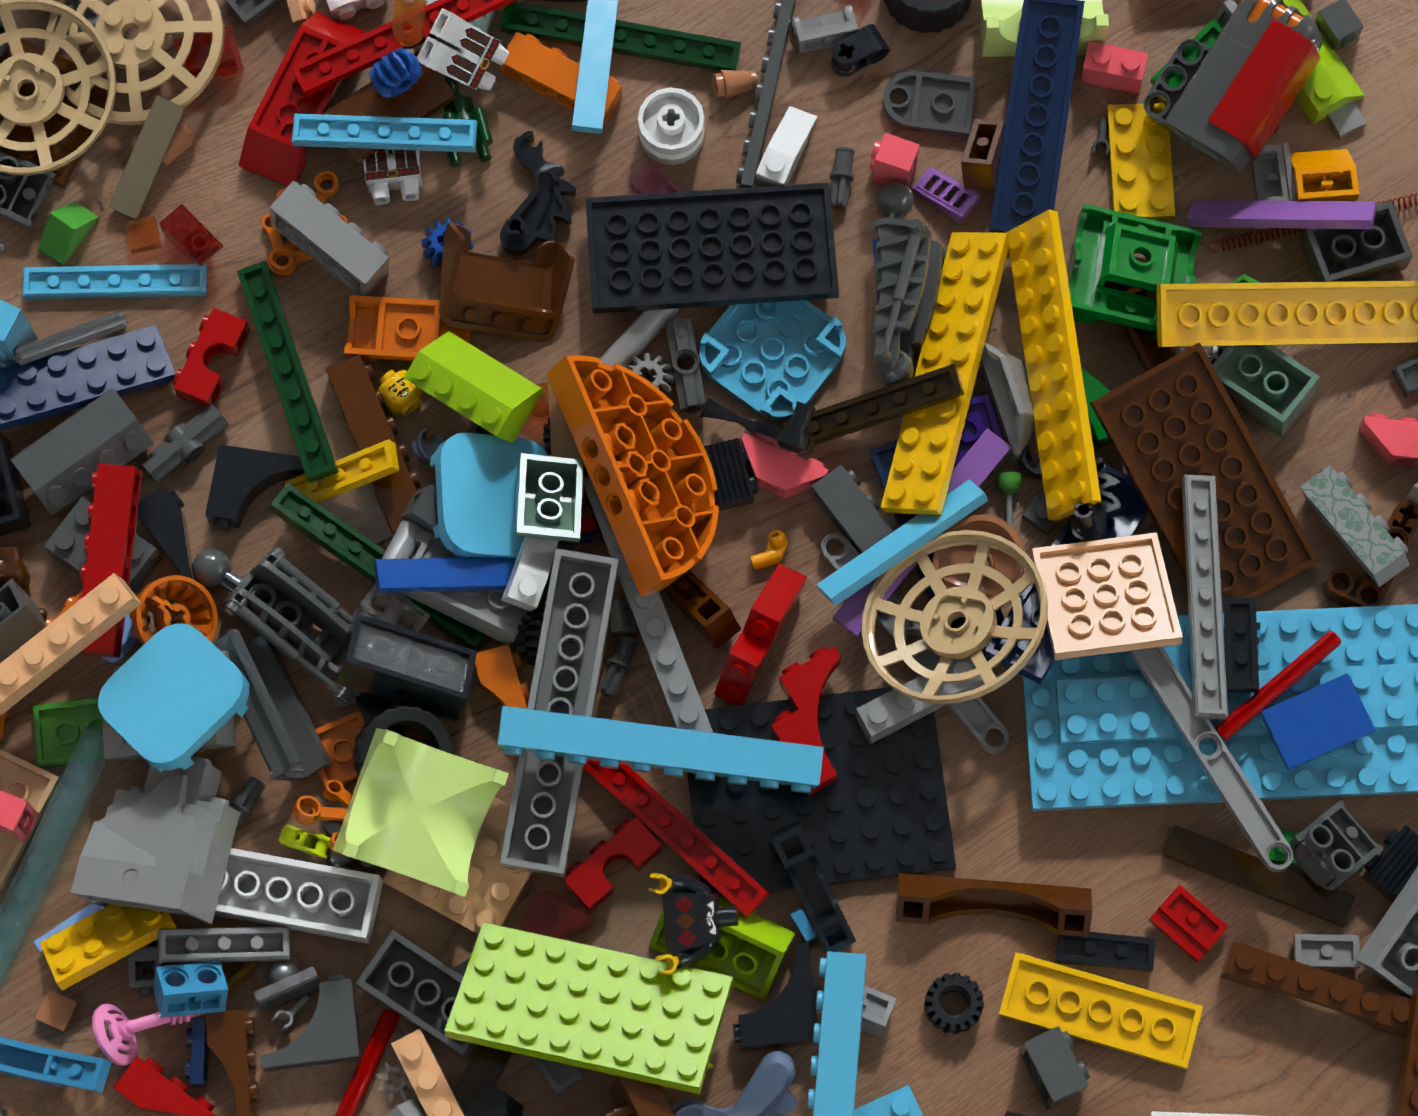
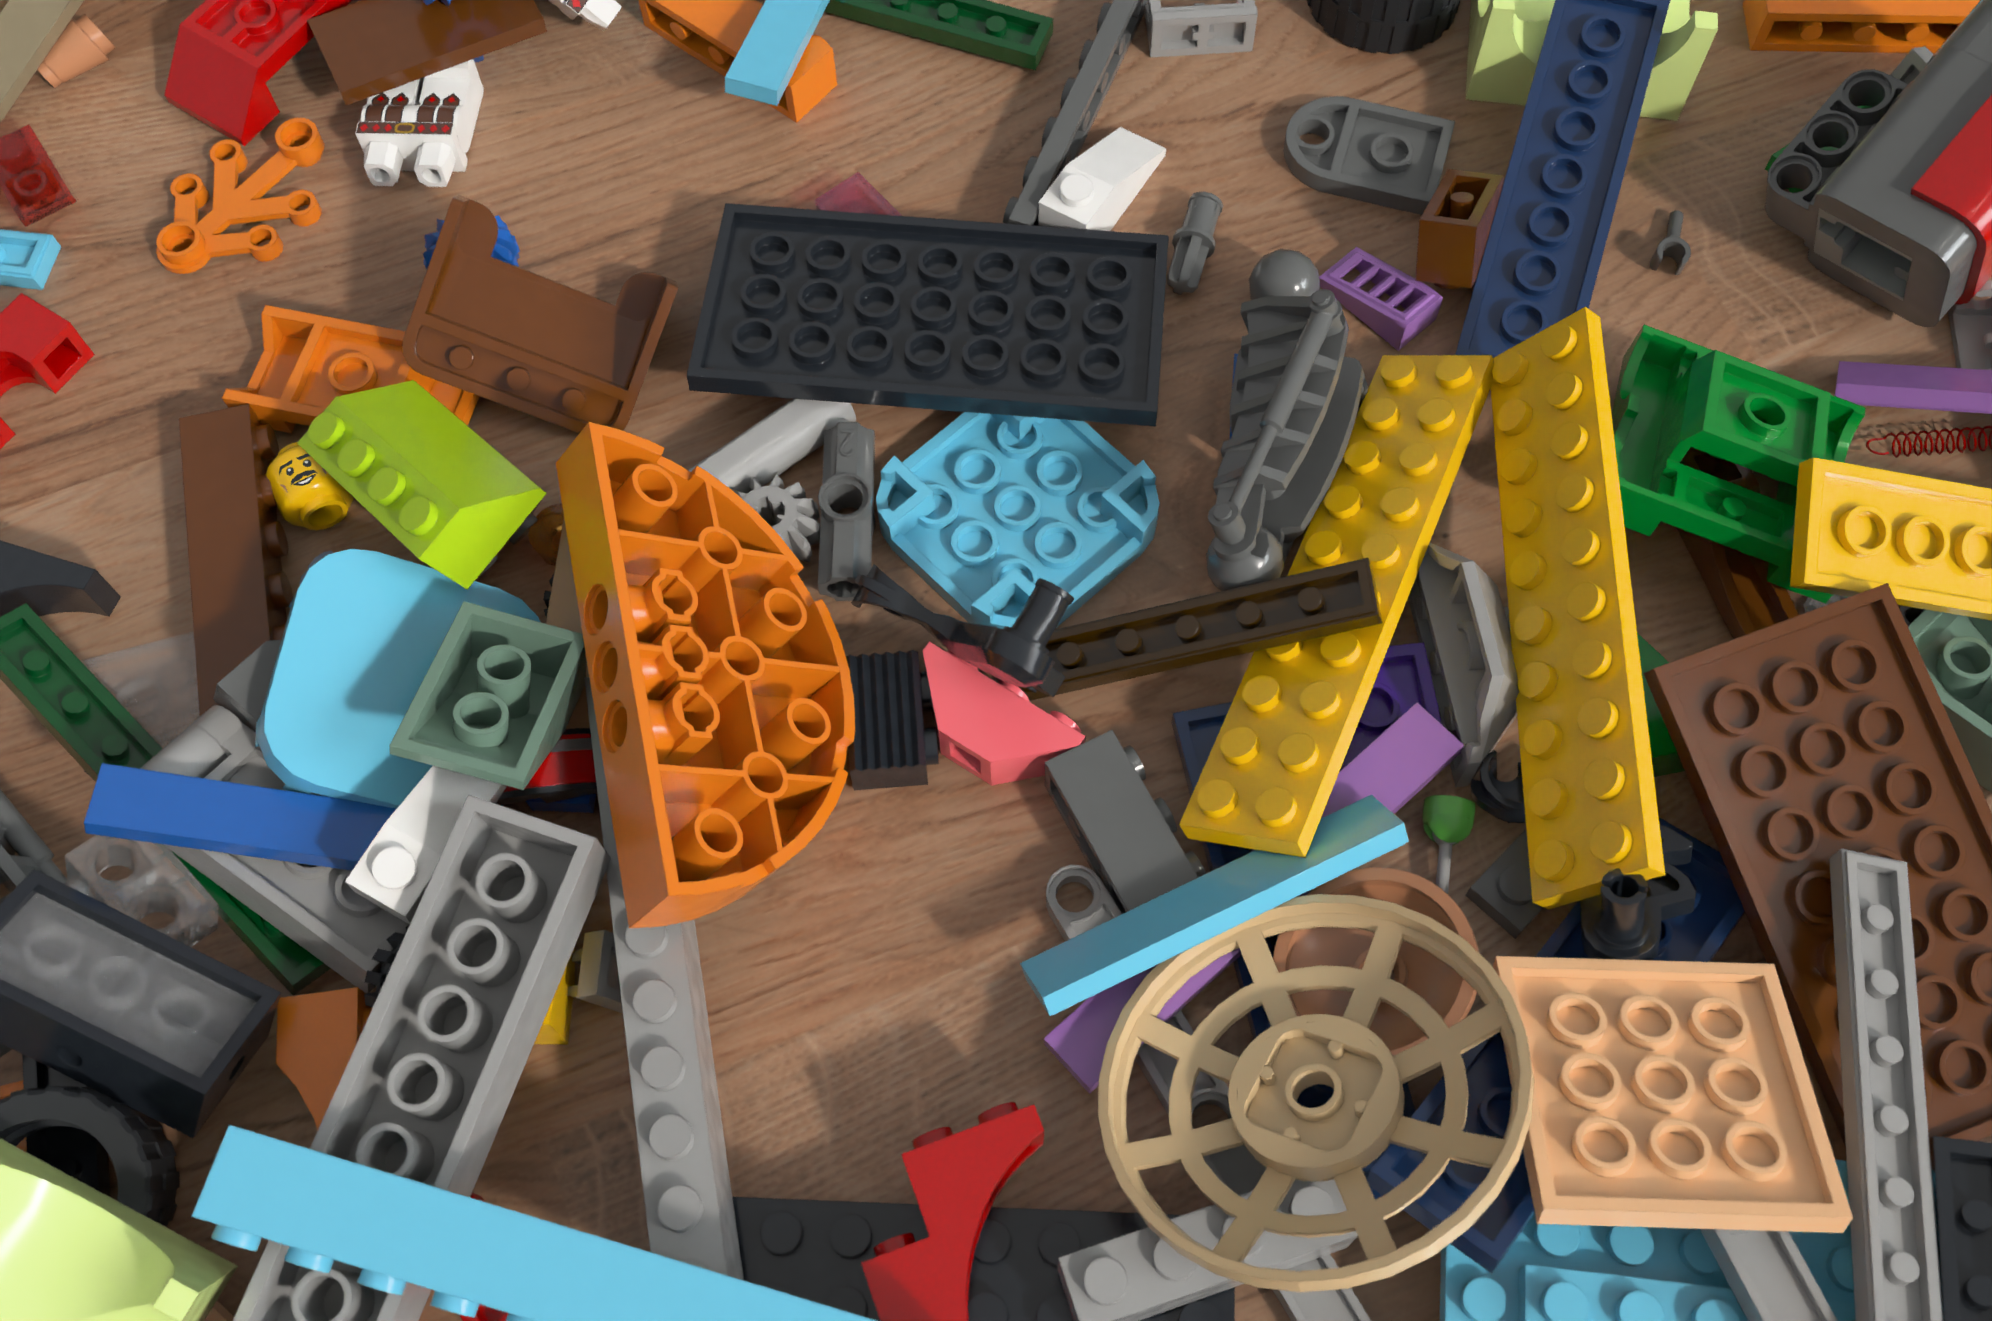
camera: 10 degrees right, 10 degrees down
(287, 372) = (108, 428): dark green plate -> none
(329, 239) = (255, 206): light grey brick -> none
(353, 472) = (149, 603): yellow plate -> none
(384, 133) = (402, 54): medium azure tile -> none
(463, 108) = (554, 73): dark green plant -> none
(537, 214) = (652, 223): black animal -> none
(618, 665) = (577, 1072): dark grey axle -> none
(671, 126) = (906, 122): white wheel -> none
(703, 608) = (778, 976): reddish brown slope -> none
(732, 83) = (1028, 77): nougat cone -> none
(759, 634) = (885, 1043): red arch -> none
(773, 553) = (949, 886): light orange arm -> none
(858, 51) = (1257, 53): black piece -> none
(894, 160) = (1295, 210): coral brick -> none
(1114, 67) = (1705, 130): coral brick -> none
(1140, 163) = (1743, 282): yellow plate -> none

